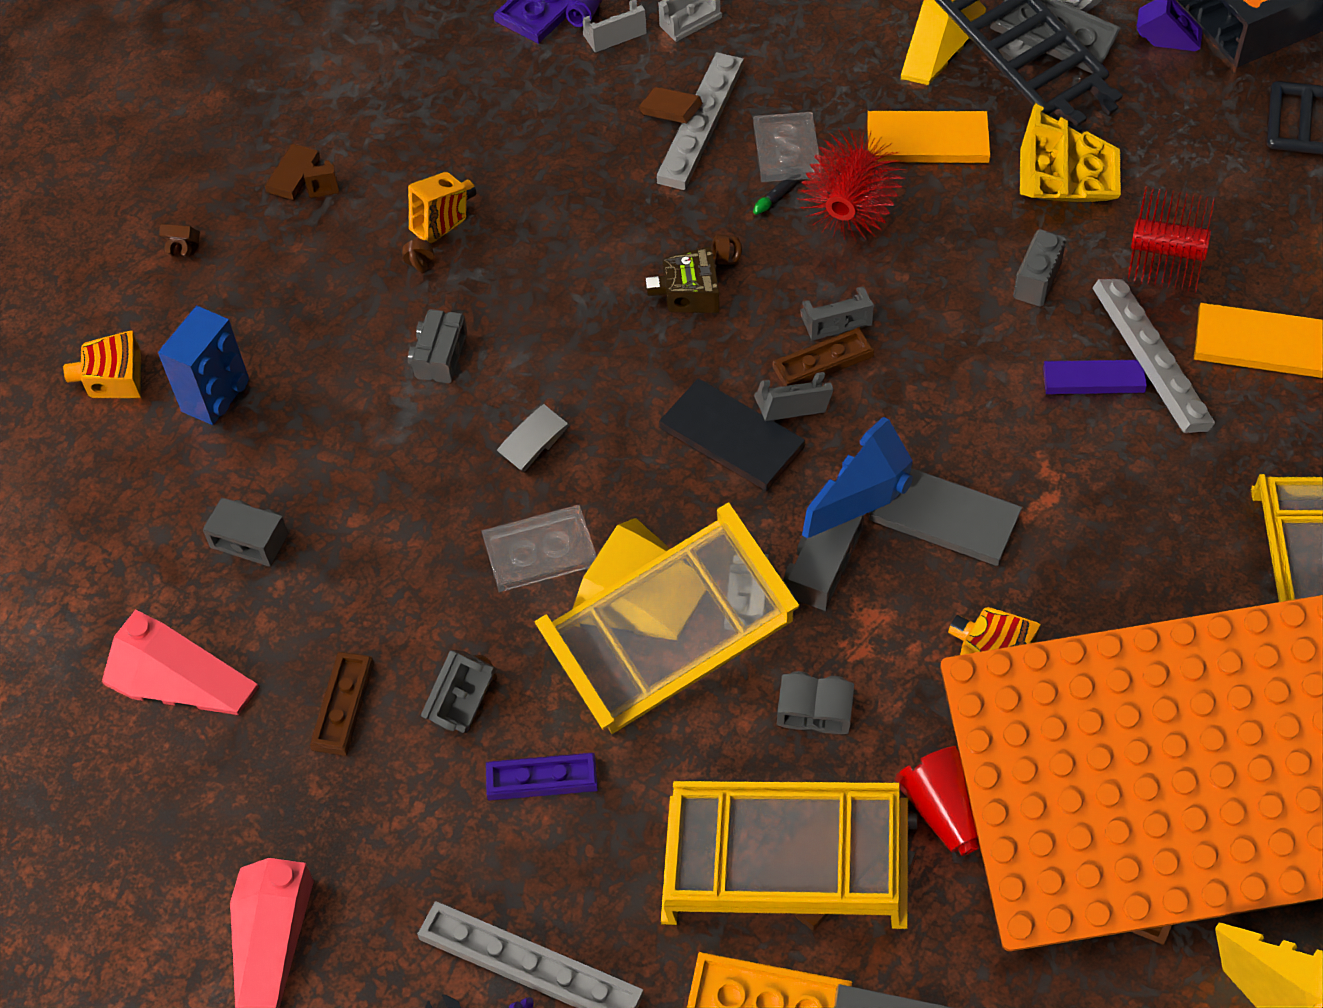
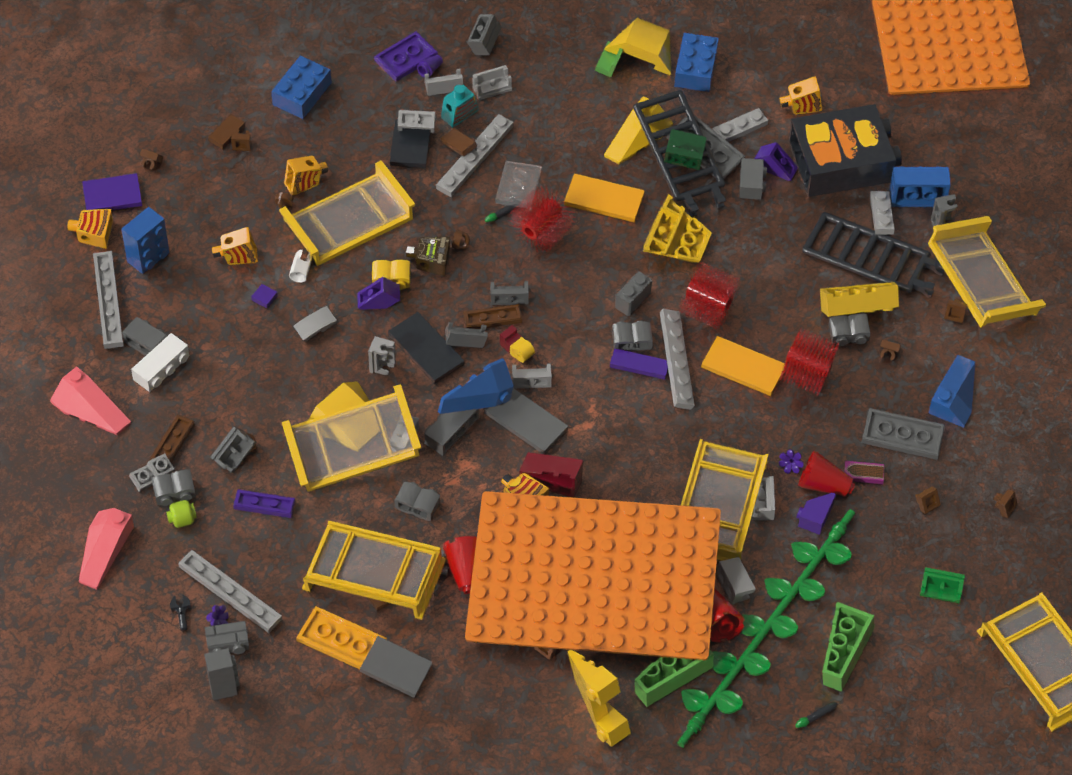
camera: 10 degrees right, 0 degrees up
(129, 305) = (112, 193): none -> dark purple tile
(164, 482) = (108, 299): none -> light grey plate
(283, 567) = (160, 362): none -> white brick
(321, 770) = (143, 477): none -> light grey slope
(363, 344) = (237, 247): none -> light orange torso
(368, 788) = (173, 487): none -> dark grey brick
(394, 79) = (301, 87): none -> blue brick
(397, 835) = (181, 514): none -> lime head
(431, 412) = (264, 296): none -> dark purple tile
(438, 346) = (278, 258): dark grey brick -> none
(477, 353) = (300, 268): none -> white piece
(536, 252) = (351, 216): none -> clear piece
(539, 548) = (299, 385): clear tile -> none
(593, 125) = (409, 147): none -> black tile
(595, 84) = (416, 120): none -> light grey hinge
(624, 366) = (379, 295): none -> dark purple slope
(633, 328) = (396, 271): none -> yellow brick
(651, 51) = (458, 105): none -> teal torso
(666, 462) = (381, 354): none -> light grey hinge
(882, 393) = (516, 344): none -> leg
(934, 439) = (531, 377): none -> light grey hinge
(1035, 33) = (685, 149): none -> dark green bracket
(1041, 592) = (557, 473): none -> dark red wedge
(1065, 334) = (632, 336): none -> dark grey brick
(1144, 58) = (751, 178): none -> dark grey brick

